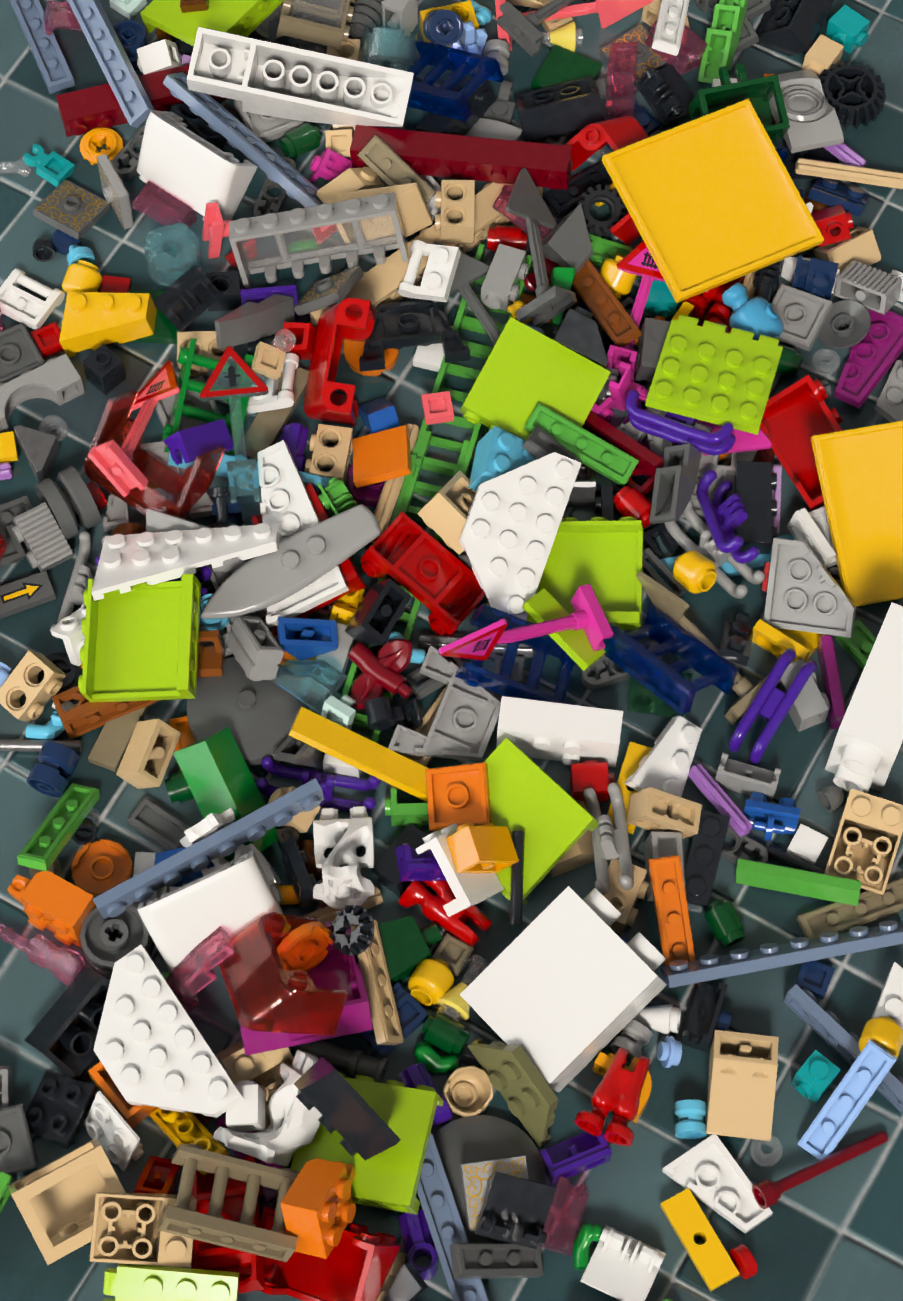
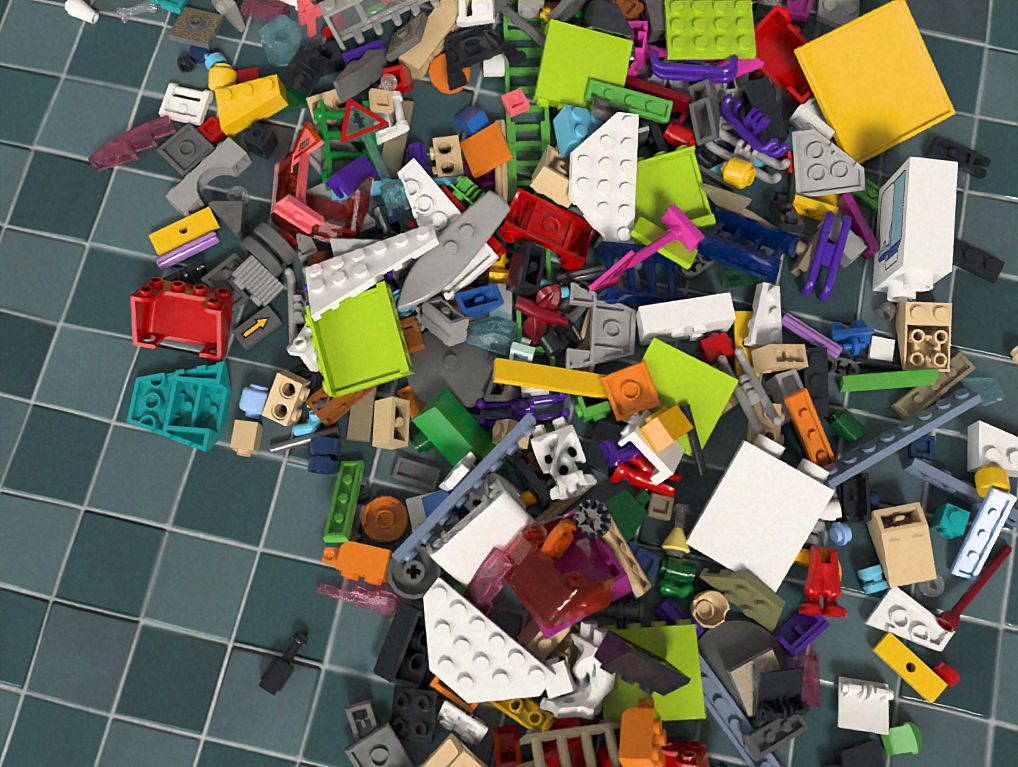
camera: 15 degrees left, 10 degrees up
(347, 320) = (427, 119): red windscreen -> none
(418, 1242) = (711, 733): dark purple piece -> none
(430, 981) = (653, 533): yellow head -> none
(581, 1244) = (828, 694): green arm -> none
(746, 778) = (823, 313): light grey hinge -> none

